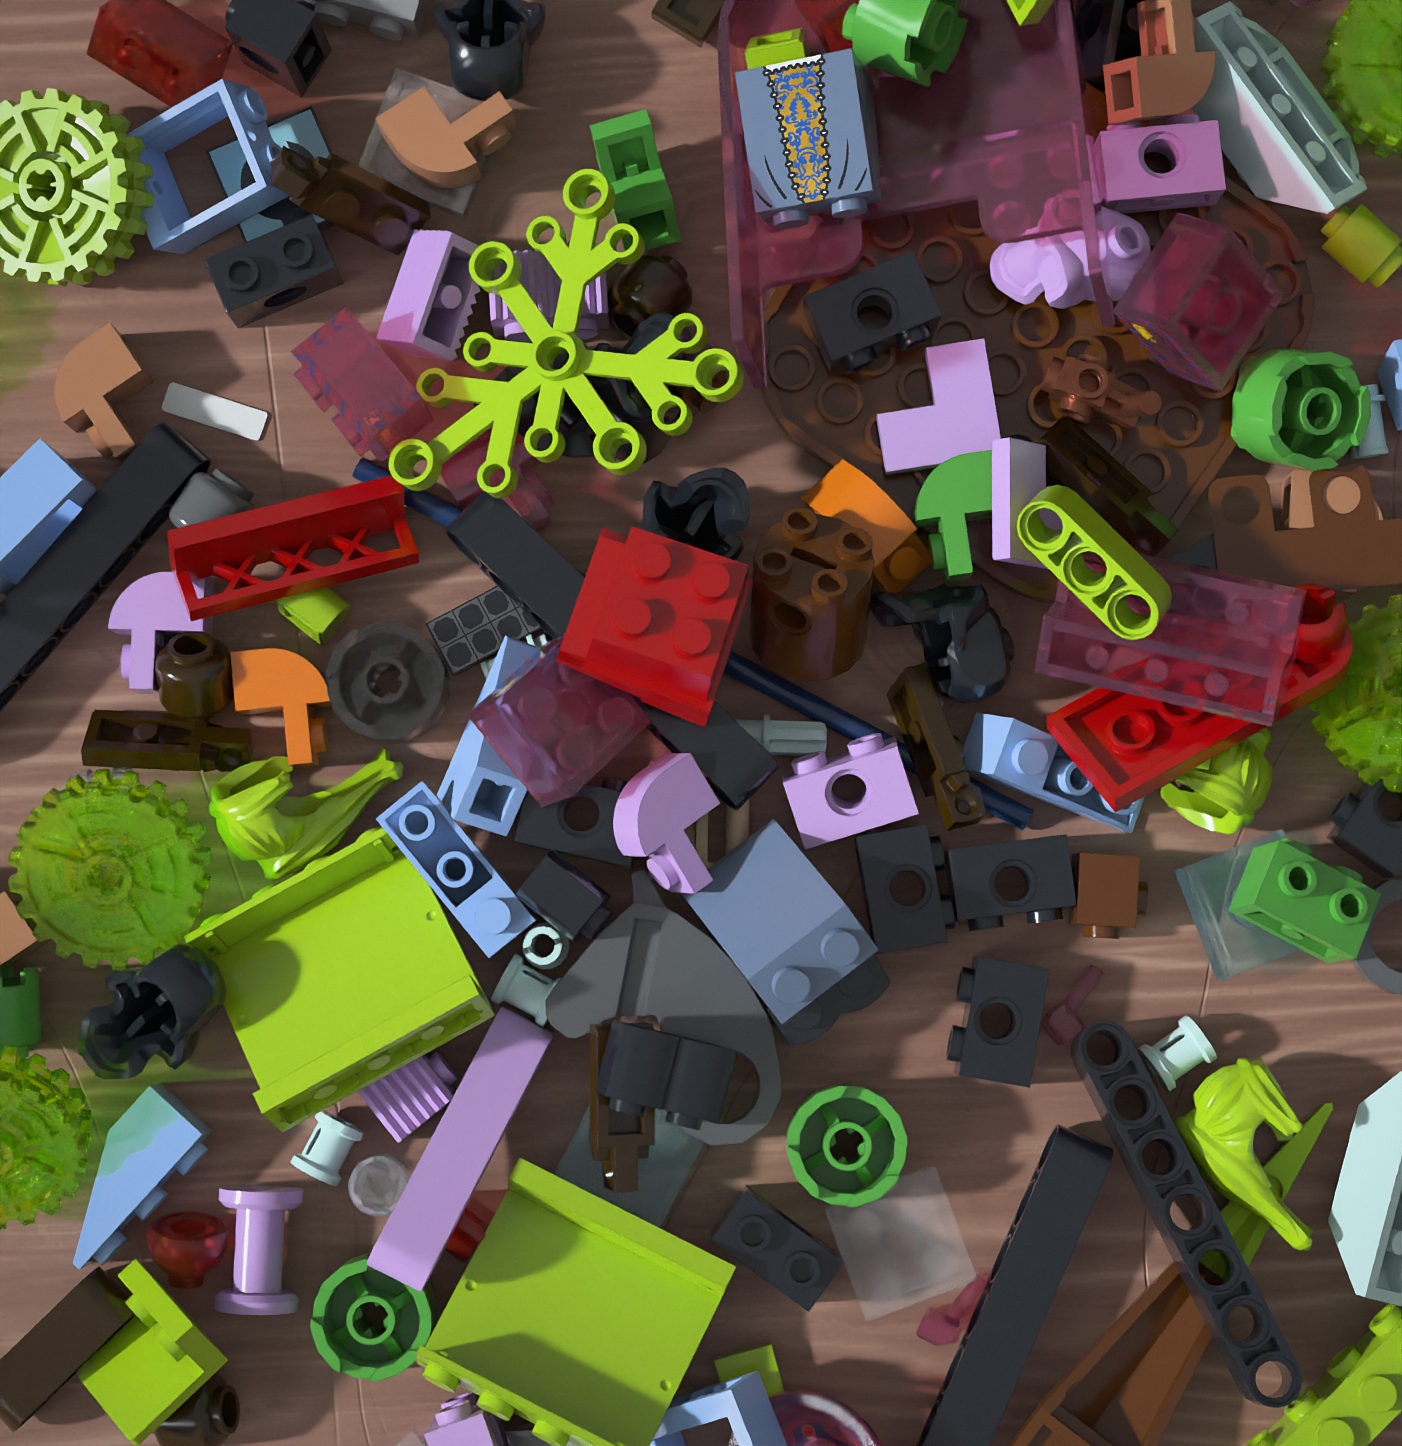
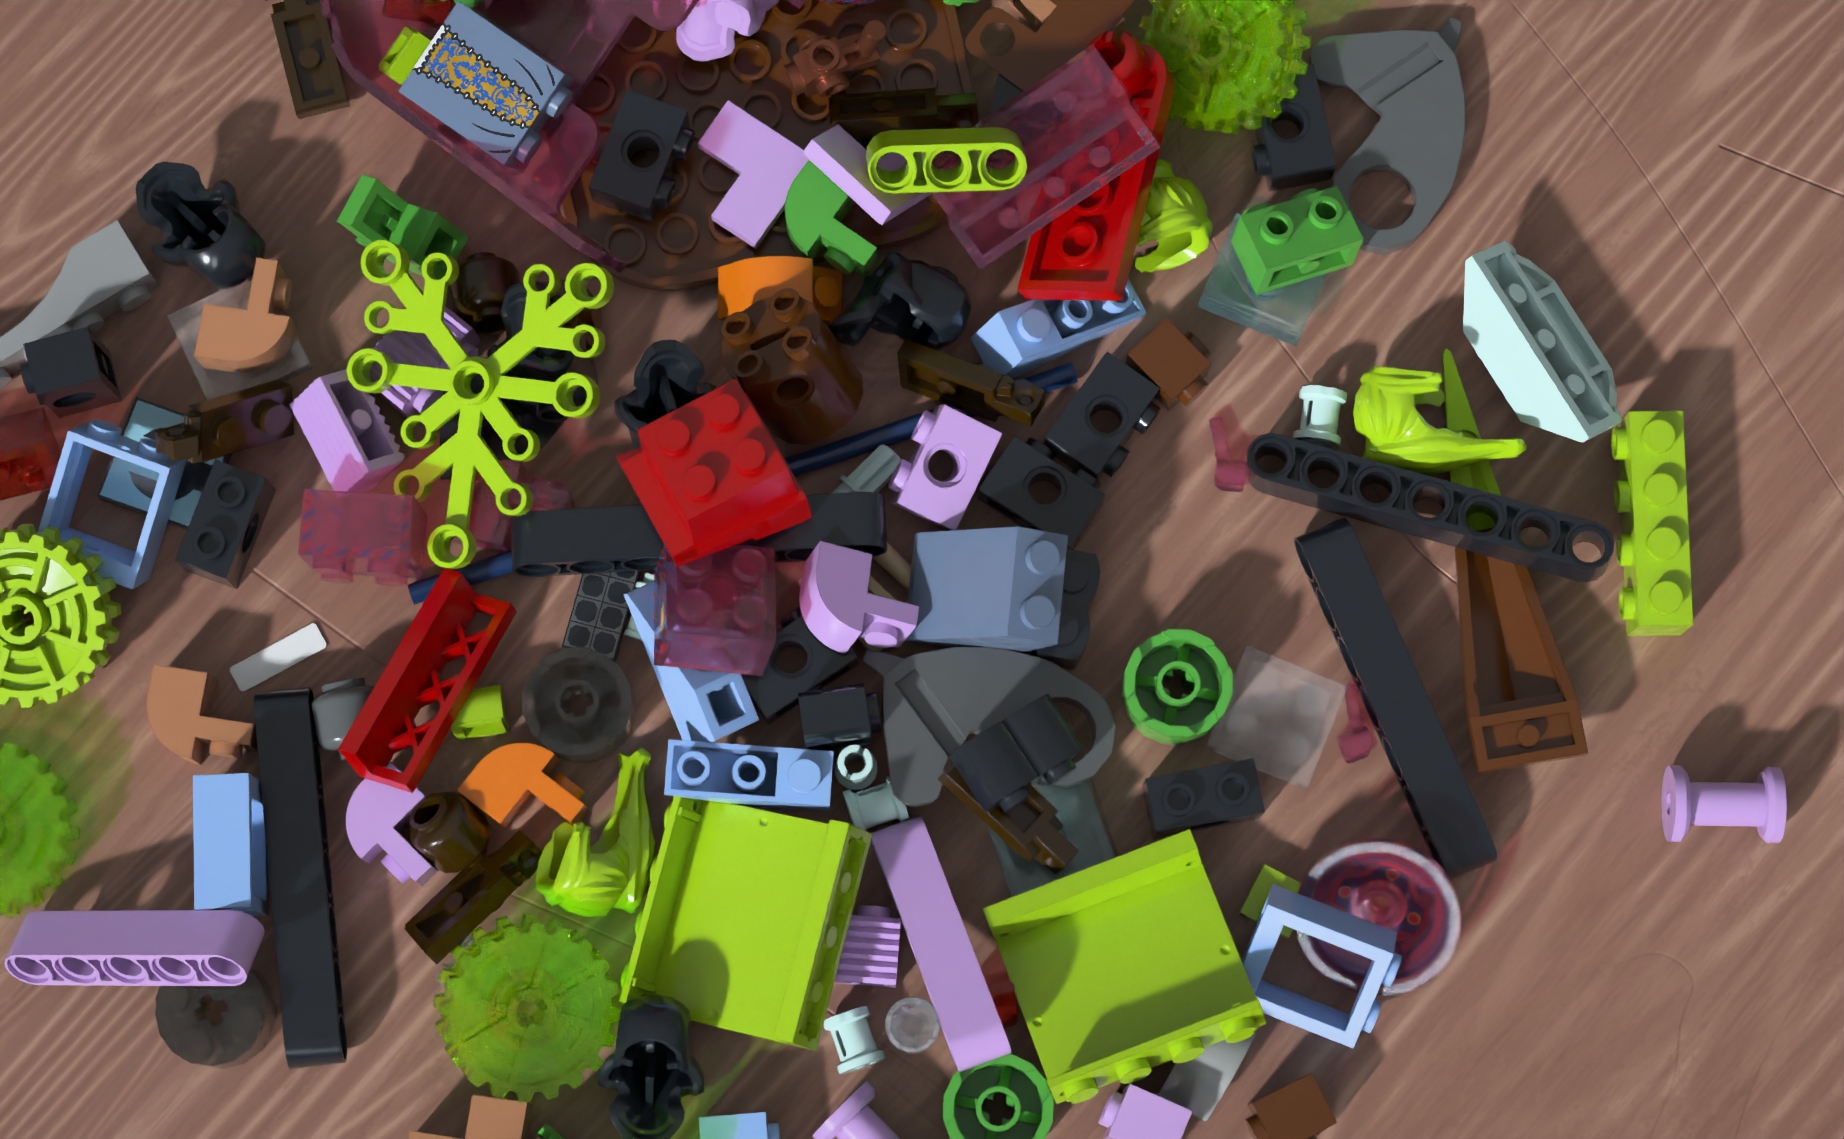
camera: 50 degrees left, 5 degrees down
(1011, 1055) = (1186, 481): black brick -> none

